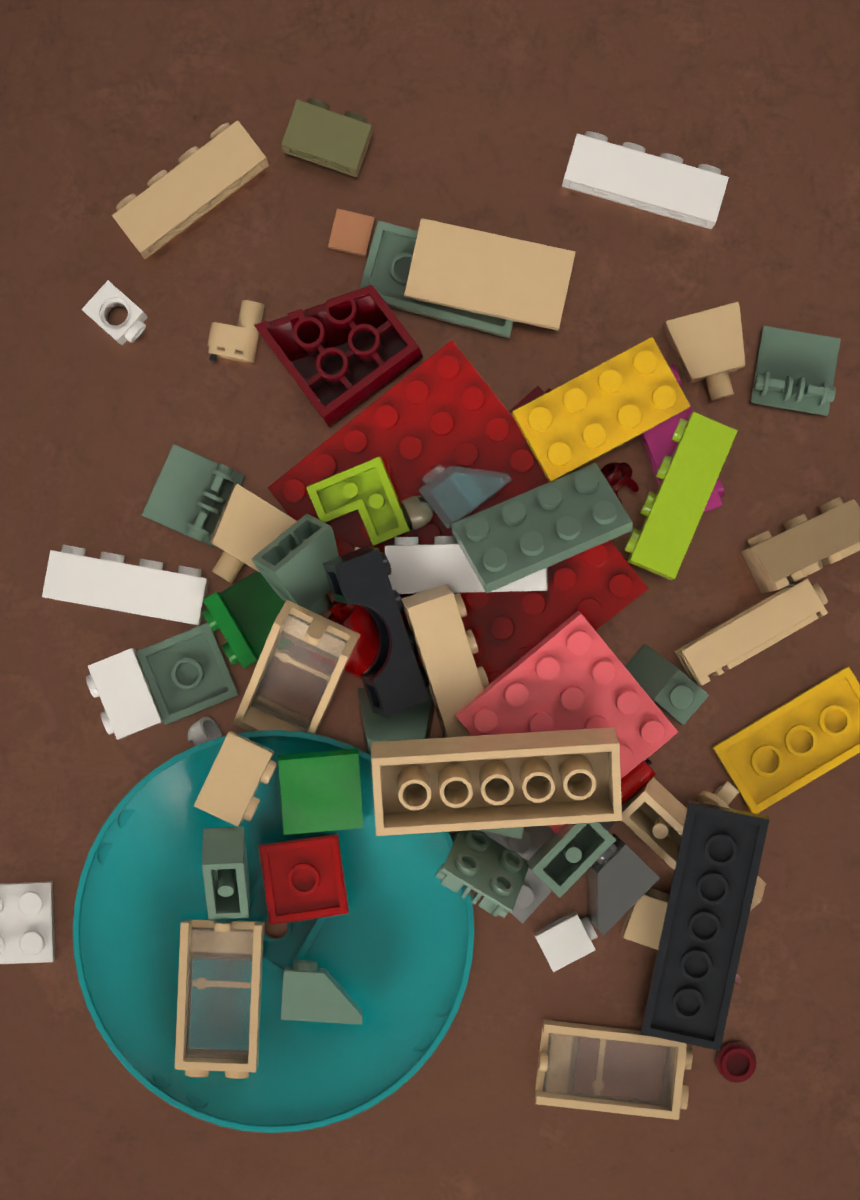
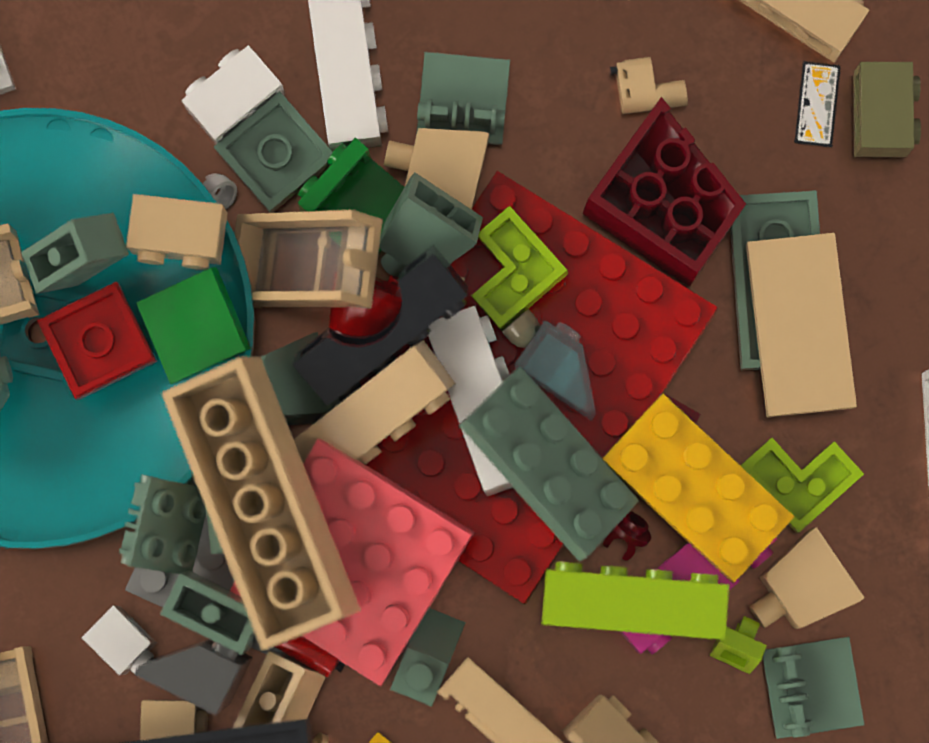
camera: 75 degrees right, 5 degrees down
(300, 192) = (817, 104): none -> sticker
(351, 232) = (794, 169): nougat tile -> none
(629, 320) = (807, 490): none -> lime plate
(743, 418) = (739, 646): none -> lime tile

